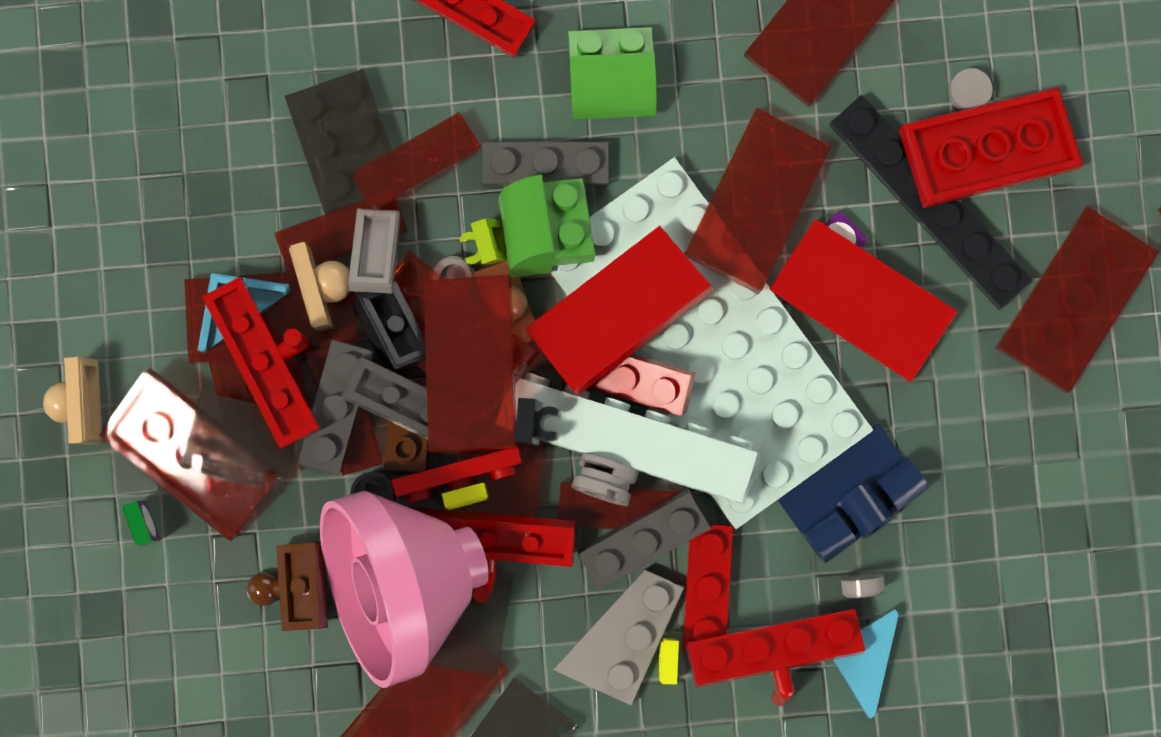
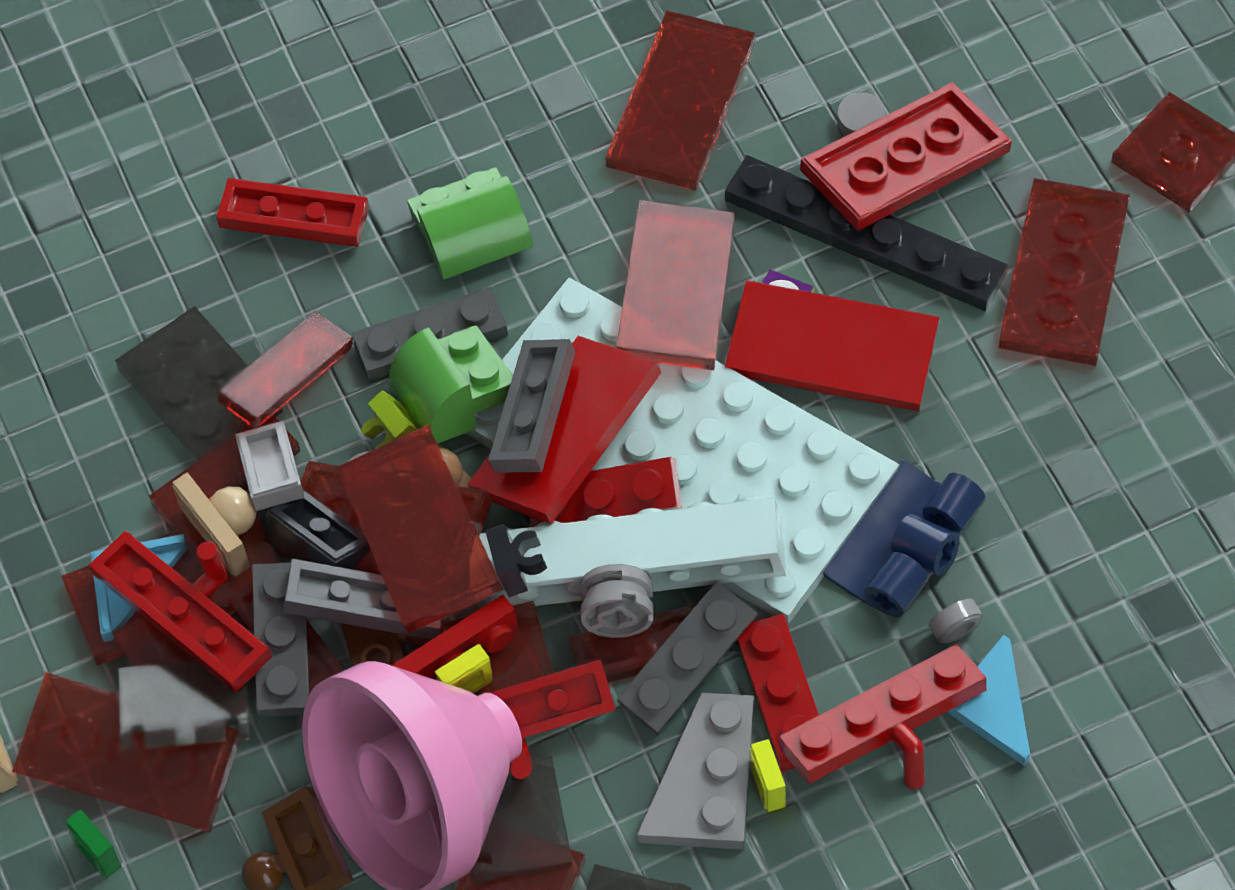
camera: 15 degrees left, 25 degrees down
(598, 286) = (532, 406): none -> dark grey plate

